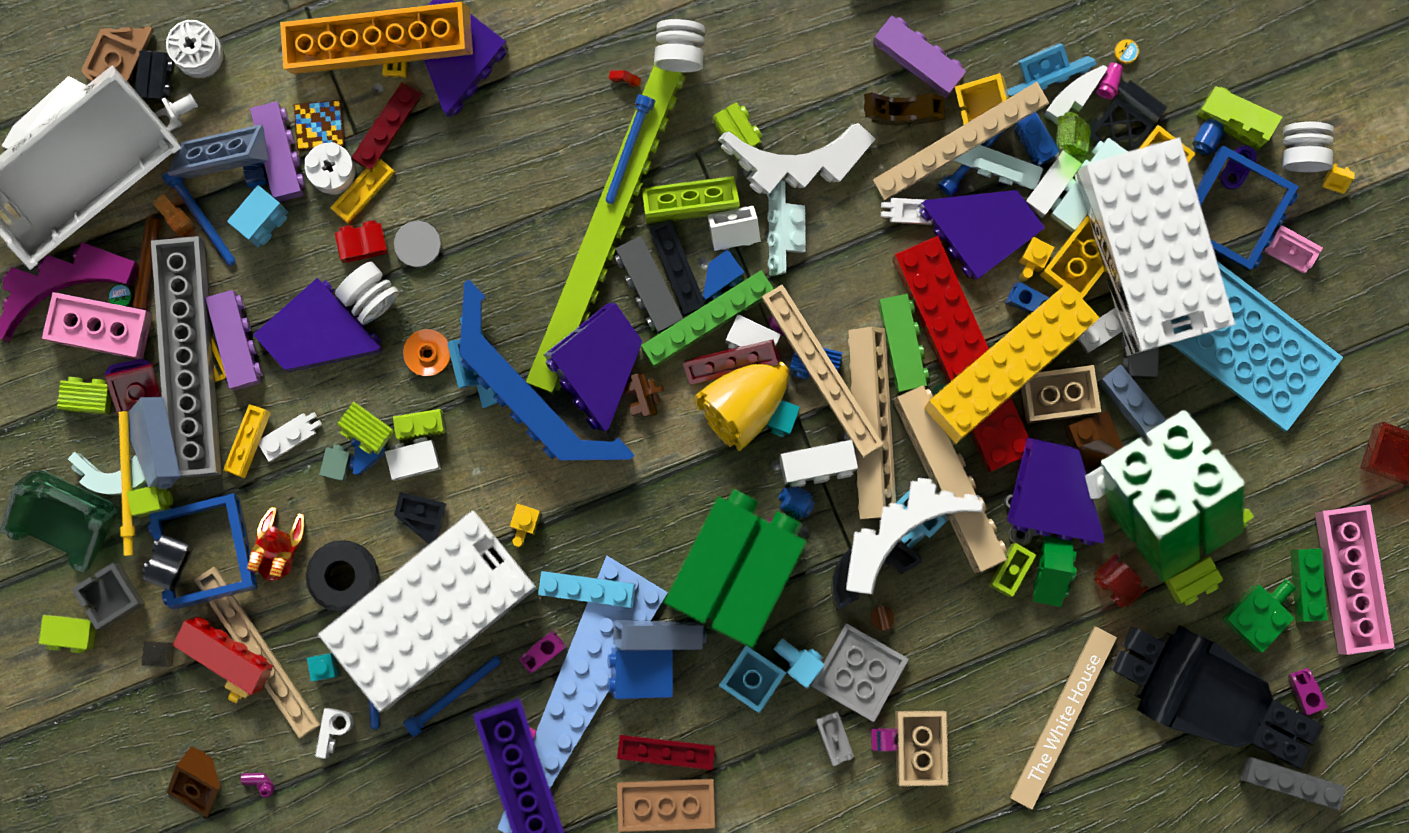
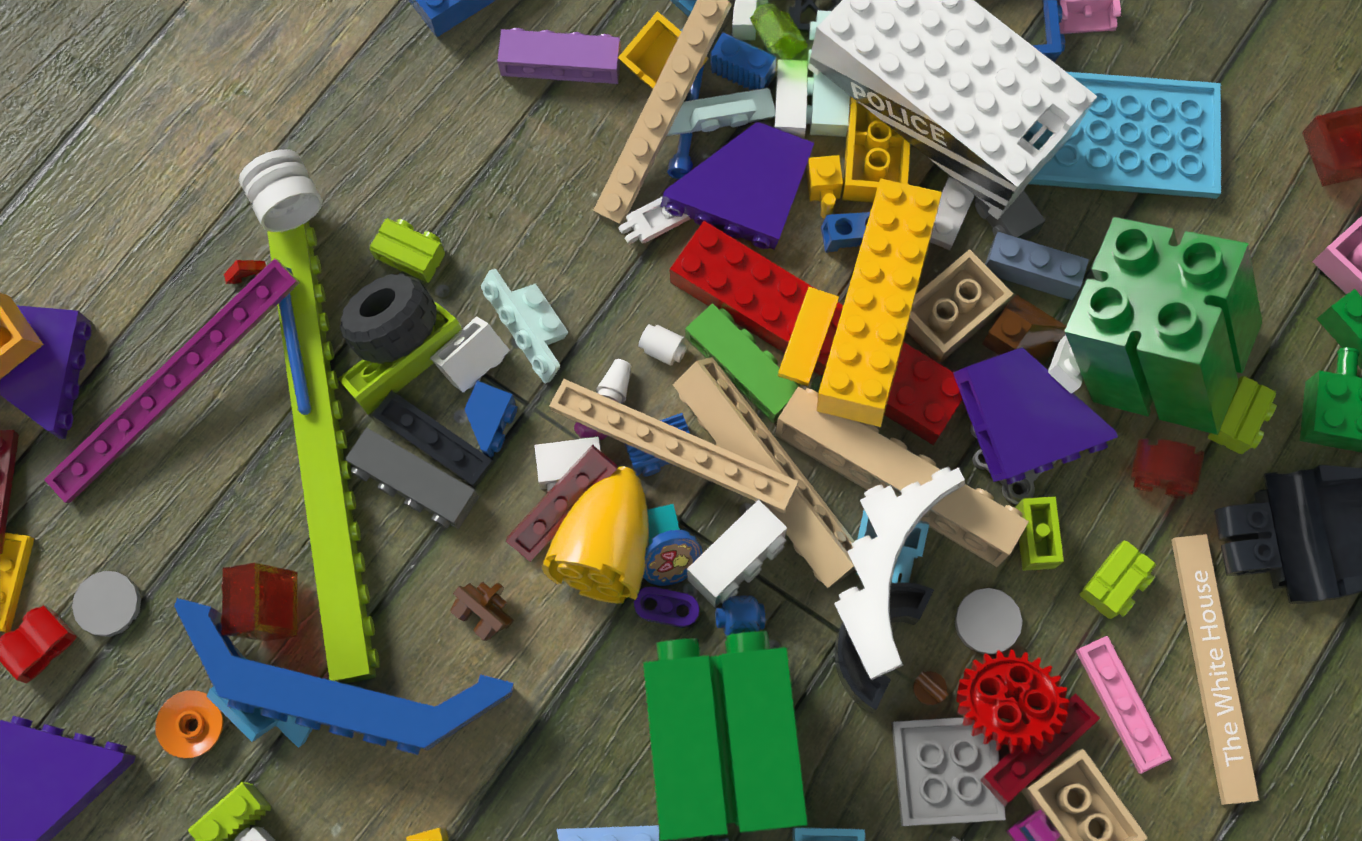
camera: 25 degrees left, 10 degrees down
(363, 289) = (70, 698): white wheel -> none
(512, 306) = (259, 602): none -> clear red piece
(539, 128) = (171, 381): none -> magenta plate
(596, 363) = (403, 606): dark purple slope -> none
(697, 173) = (388, 318): none -> black tyre
(706, 319) = (501, 476): bright green brick -> none
(755, 466) = (667, 605): none -> dark purple plate
(769, 168) = (500, 246): white arch -> none
(777, 439) = (670, 557): none -> tile
(803, 663) = (877, 804): medium azure brick -> none
(813, 305) = (616, 381): none -> white cone
(859, 299) = (662, 344): none -> white brick
(905, 110) = (580, 119): dark brown arch -> none
(922, 695) = (1021, 768): none -> dark red plate
(945, 601) = (988, 621): none -> light grey tile
(945, 661) = (1012, 701): none -> red gear
(952, 356) = (808, 336): none -> yellow tile
(992, 703) = (1123, 705): none -> bright pink tile
(1041, 628) = (1118, 580): none -> lime brick
(1054, 571) = (1088, 504): green brick -> none

